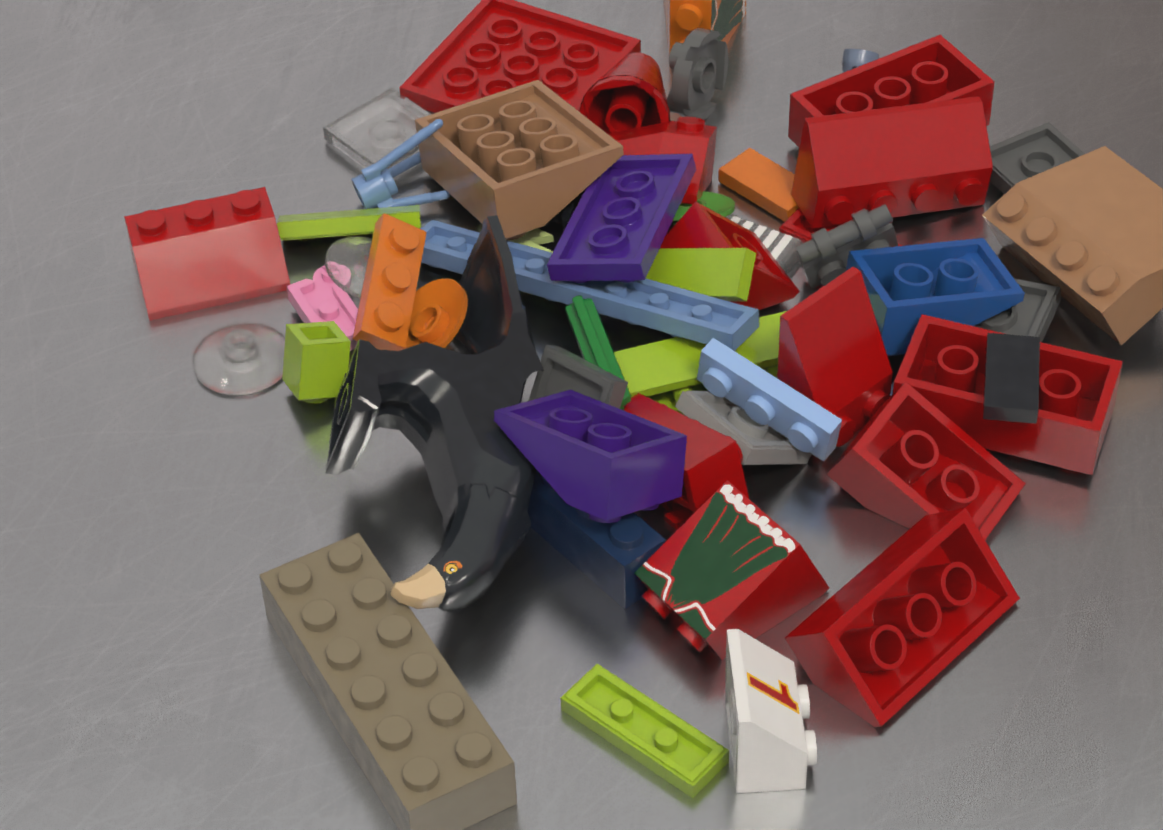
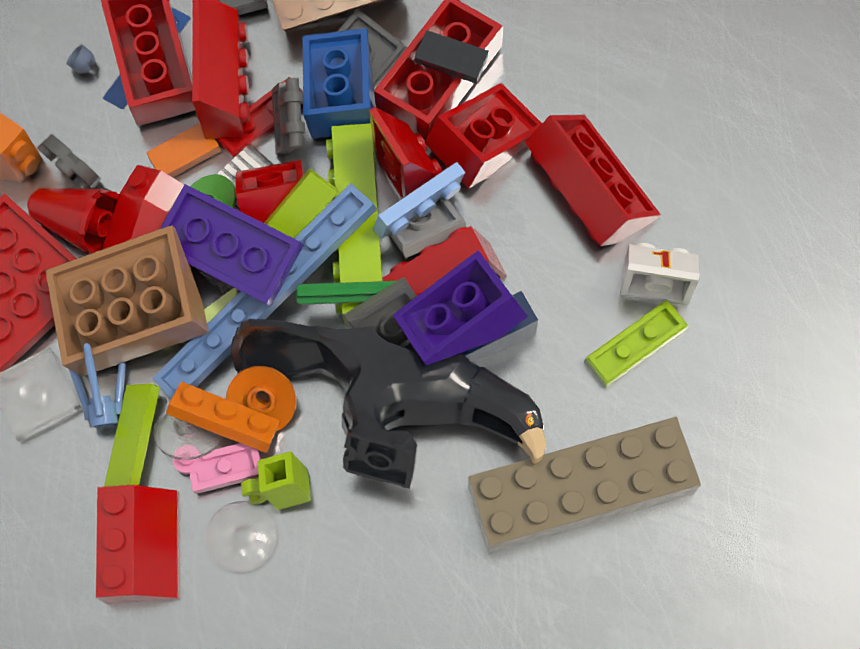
camera: 75 degrees left, 25 degrees up
(729, 572) = (546, 263): slope -> none

